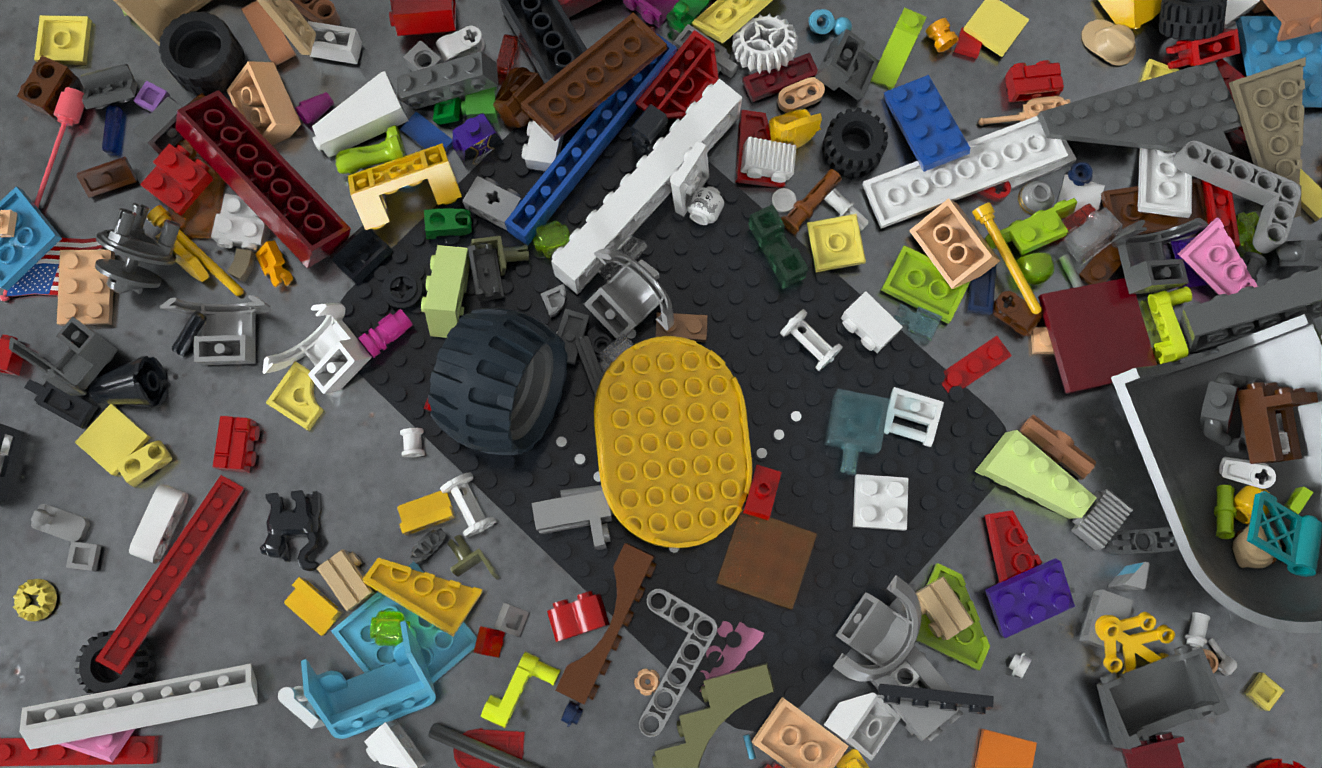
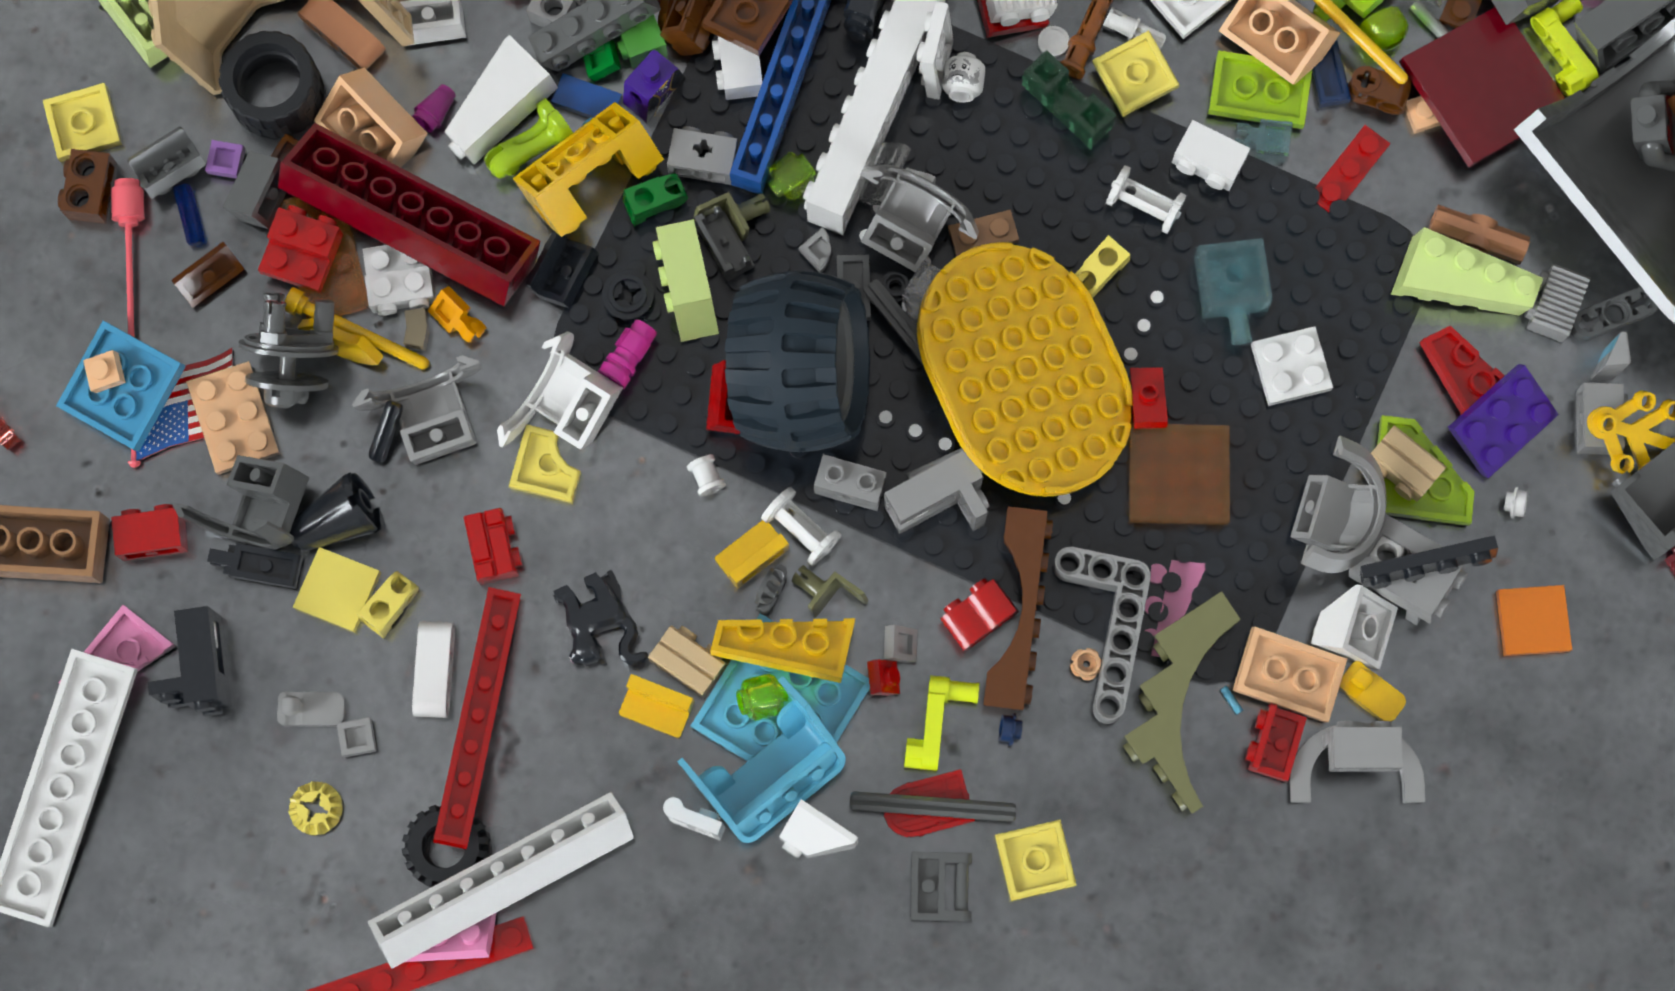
camera: 15 degrees left, 0 degrees up
(514, 483) = (850, 482): none -> light grey brick
(761, 380) = (1102, 265): none -> light yellow leg
(916, 409) = (1294, 242): white plate -> none

